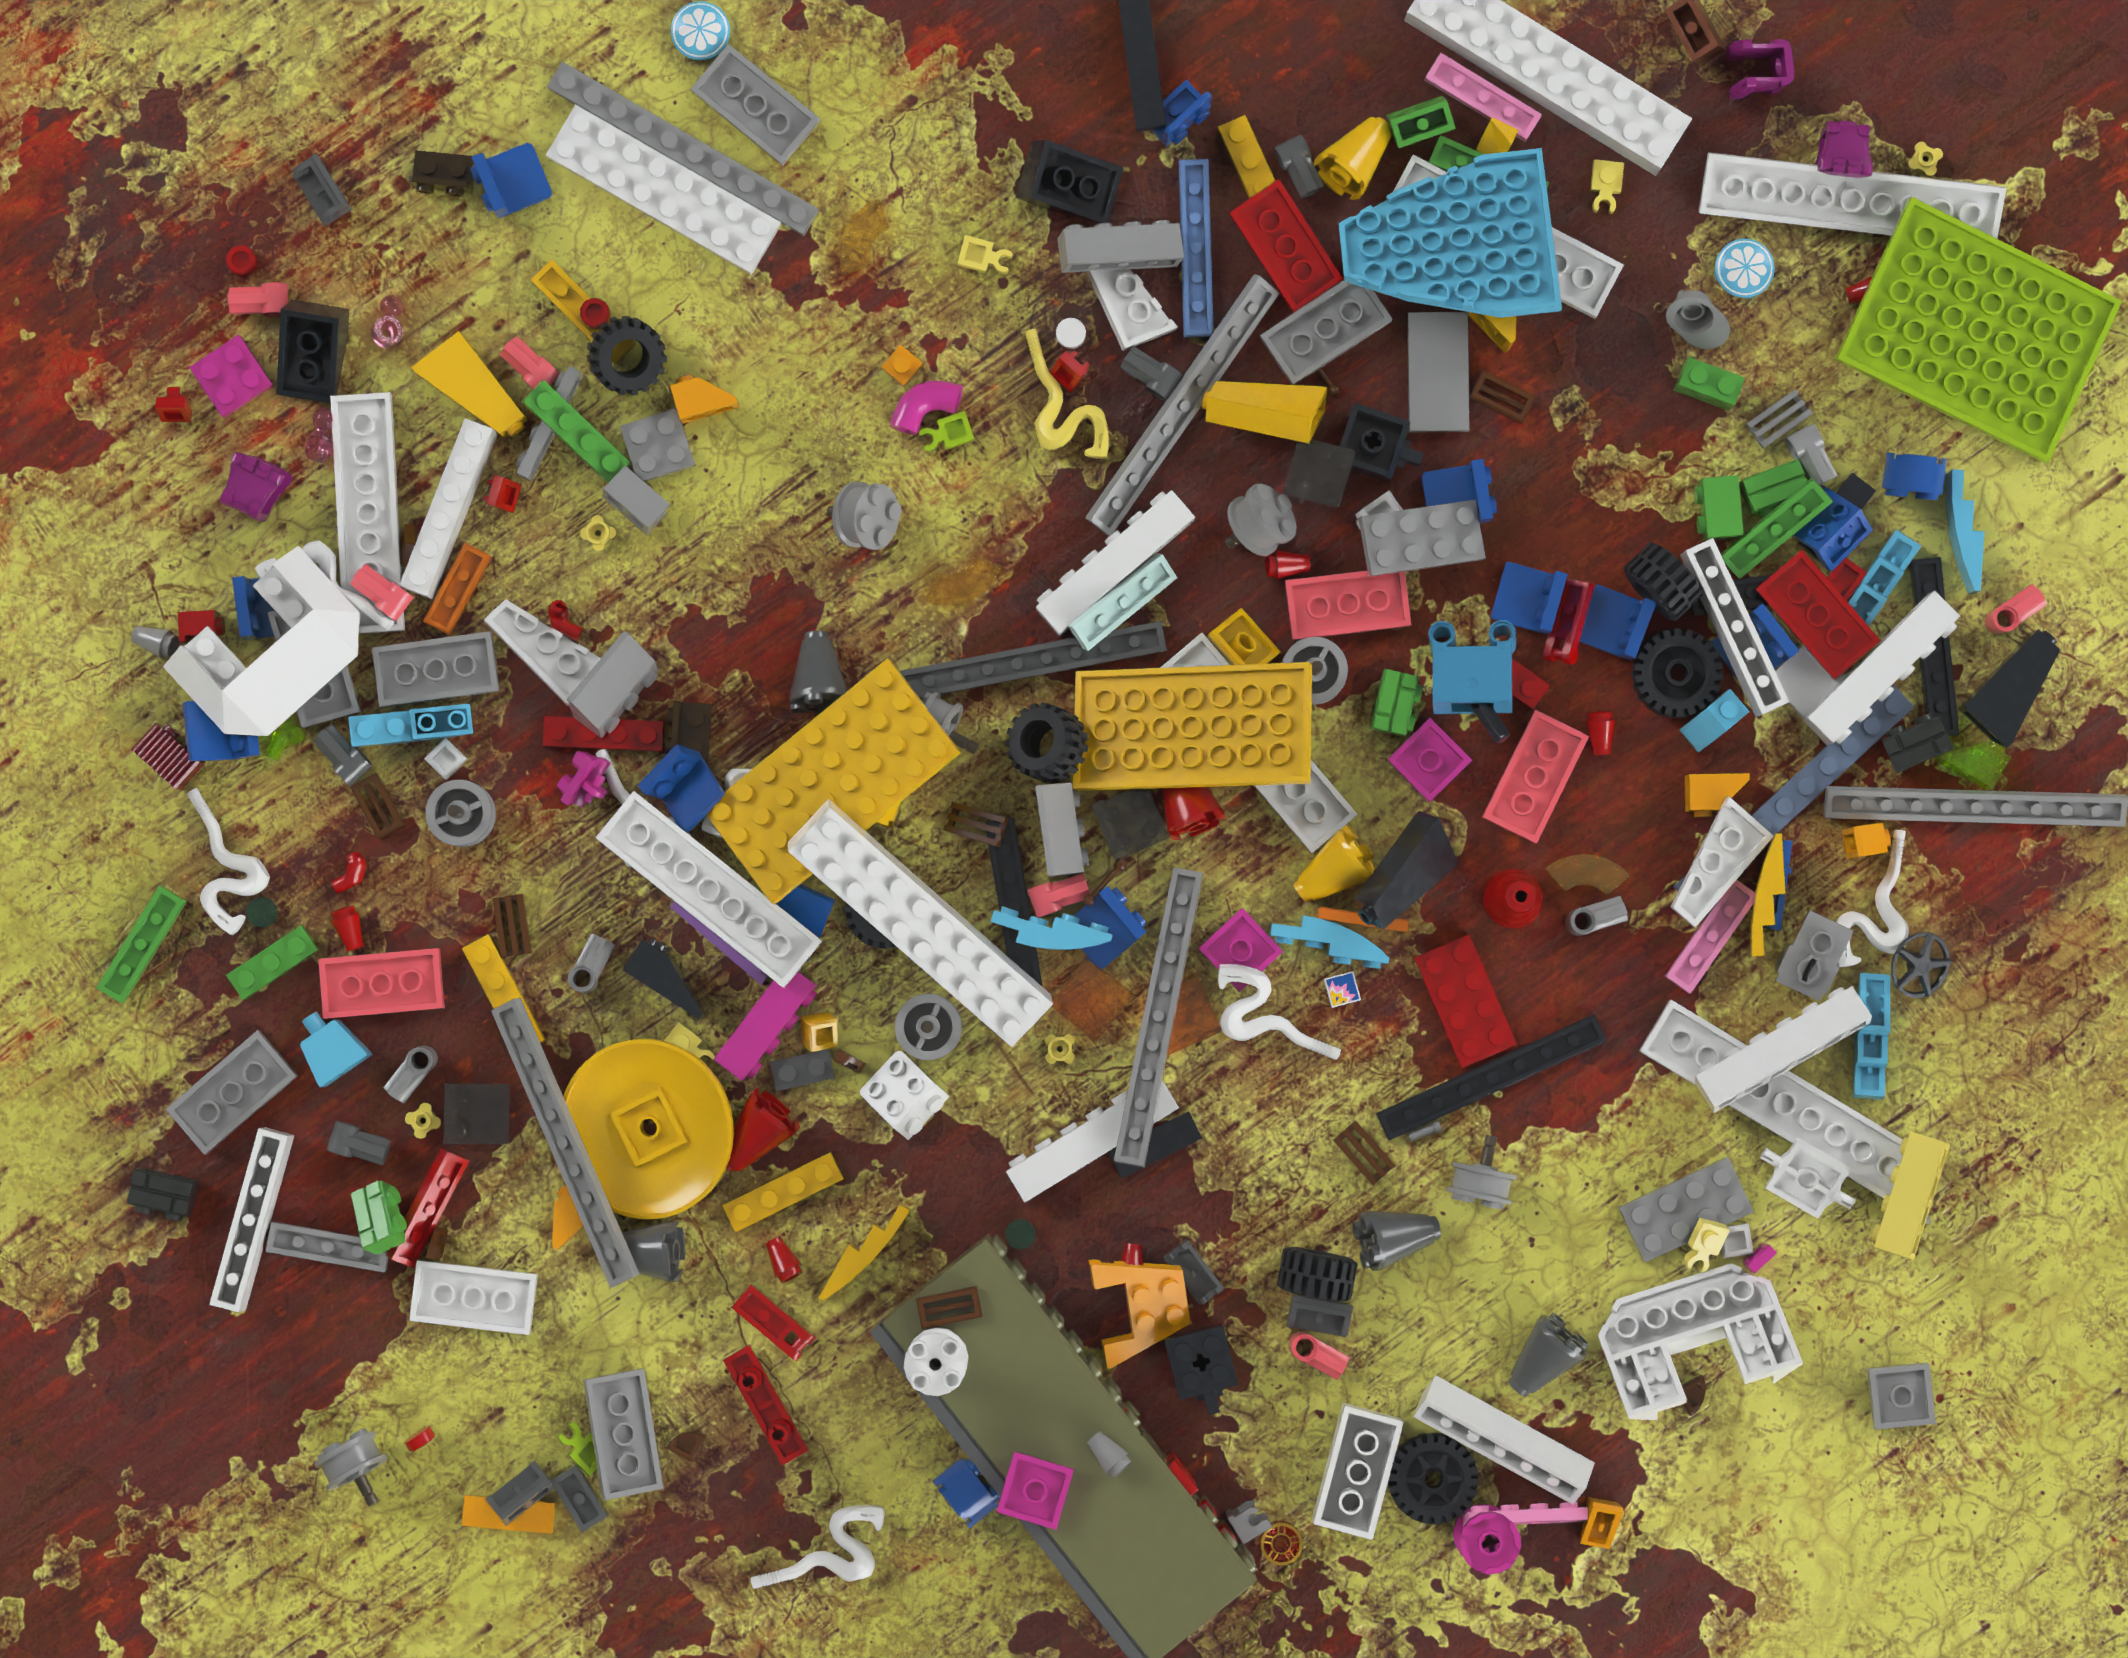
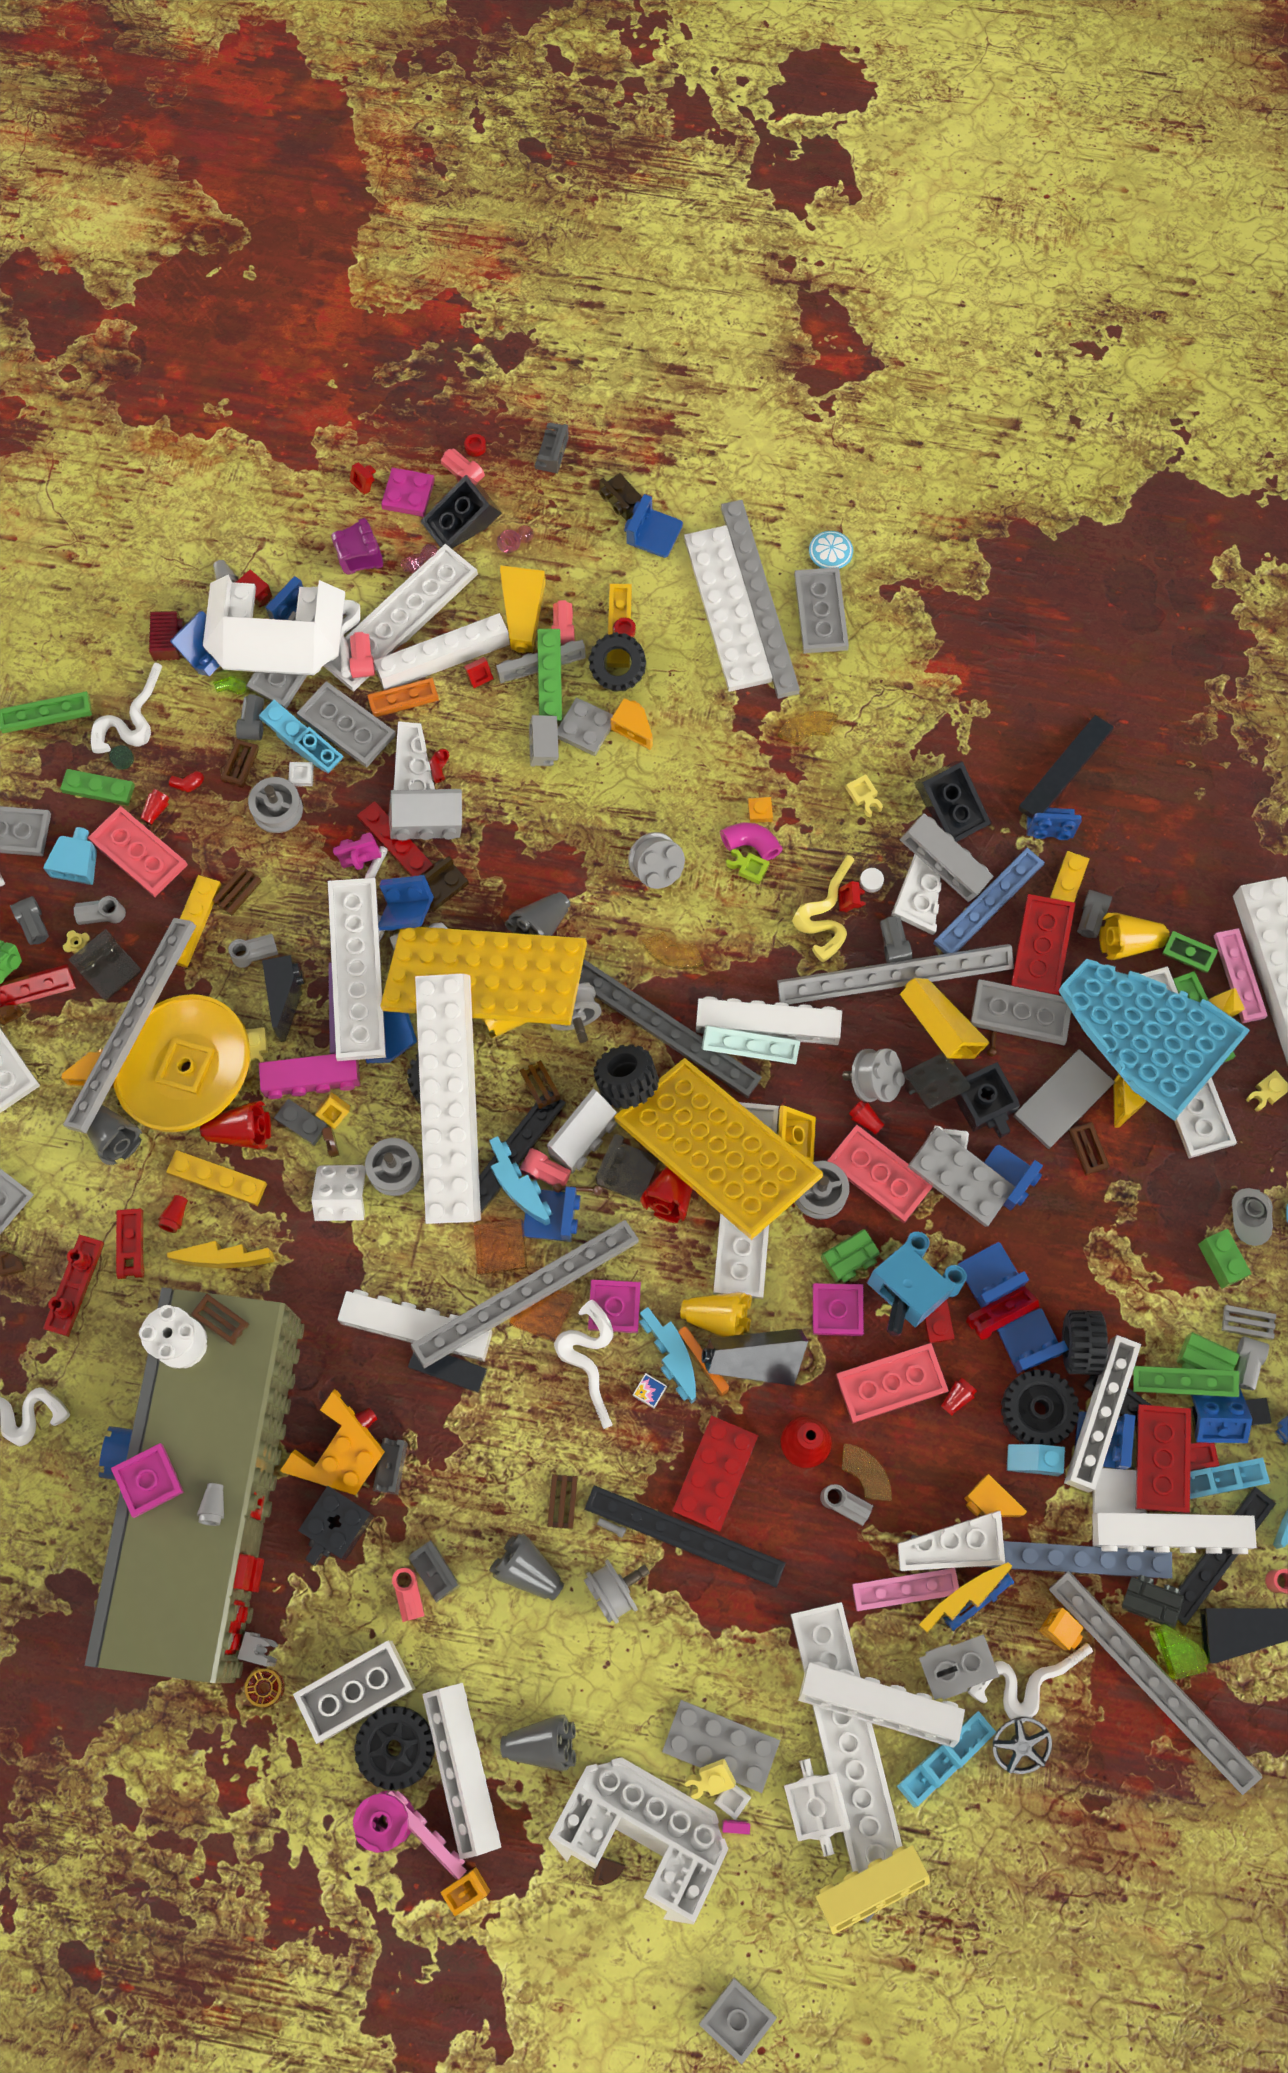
camera: 45 degrees right, 15 degrees down
(607, 532) = (504, 733): light yellow plate -> none
(1020, 1234) = (317, 1339): clear green tile -> none
(1065, 1042) = (445, 1257): light yellow plate -> none
(1317, 1274) = (456, 1541): black tyre -> none
(1719, 508) = (1162, 1336): bright green brick -> none

